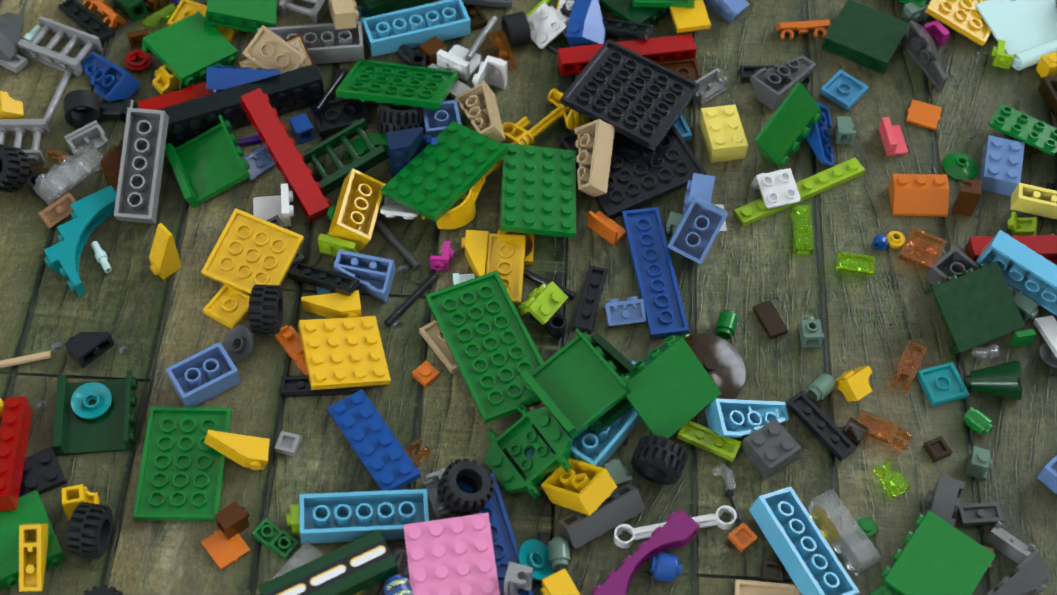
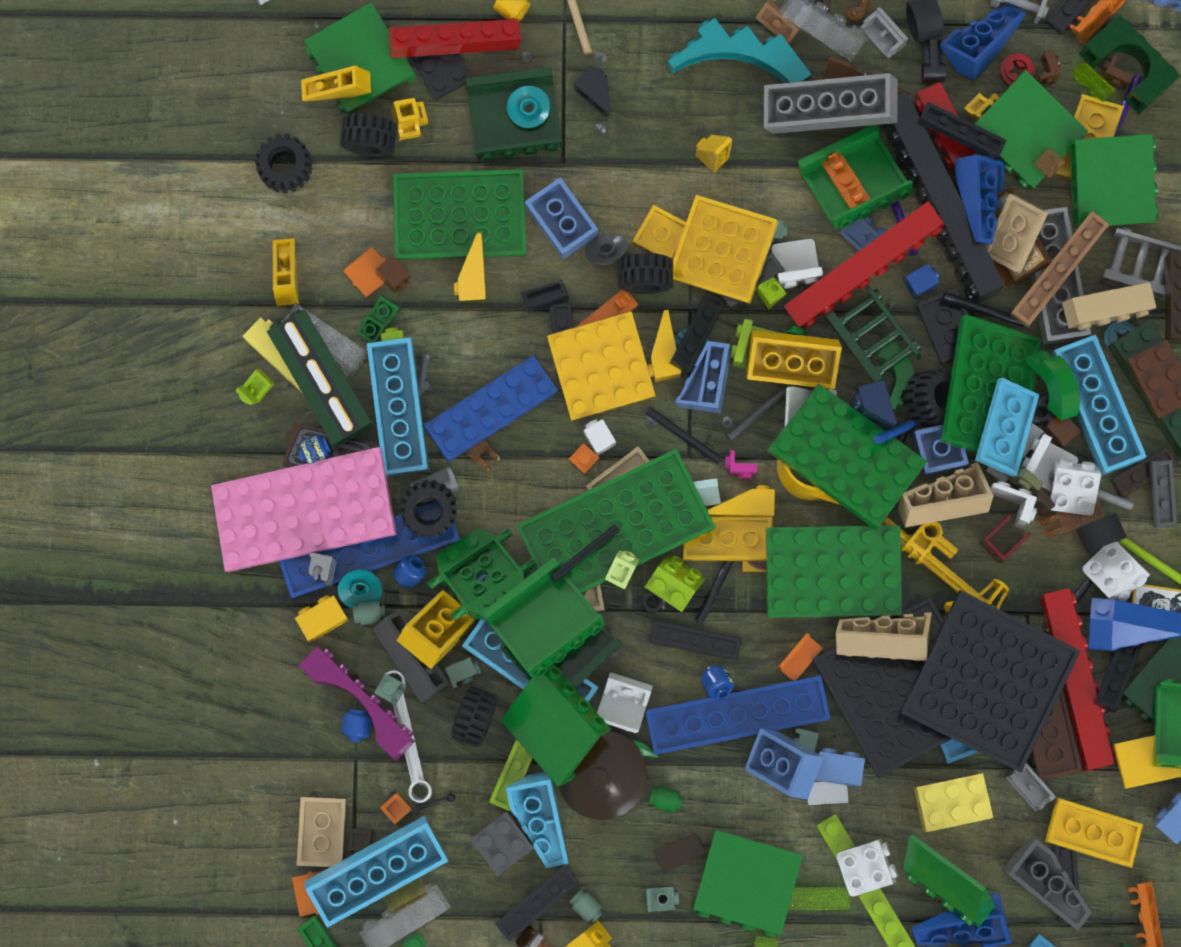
camera: 90 degrees right, 25 degrees up
(101, 257) = (718, 82): light aqua bar -> none
(183, 81) = (962, 131): none -> black plate
(210, 166) = (845, 180): none -> orange plate
(220, 34) = (1048, 163): none -> clear orange plate
(273, 396) = (545, 296): none -> black tile
(287, 443) = (487, 319): light grey plate -> none
(296, 223) = (770, 292): none -> lime bracket
(309, 32) = (1059, 269): none -> medium nougat plate
(397, 38) = (1060, 382): none -> green arch
(407, 358) = (599, 436): none -> white brick
(429, 71) = (1007, 427): none -> medium azure plate
(470, 68) = (1025, 480): none -> olive plate
(476, 39) = (1075, 486): none -> white bracket
(511, 96) = (993, 551): none -> dark red piece
(516, 358) = (583, 554): none -> black bar
(522, 514) = (409, 571): none -> blue head
(530, 334) = (622, 568): none -> yellowish green bracket
(625, 312) = (677, 680): medium blue bracket -> none
(627, 280) = (717, 682): none -> blue head
(635, 527) = (390, 689): none -> sand green brick
(639, 344) = (624, 702): none -> white bracket
(727, 474) = (469, 795): clear arm -> none
(742, 53) = (1093, 832): none -> yellow tile
(794, 268) = (747, 883): none -> green panel

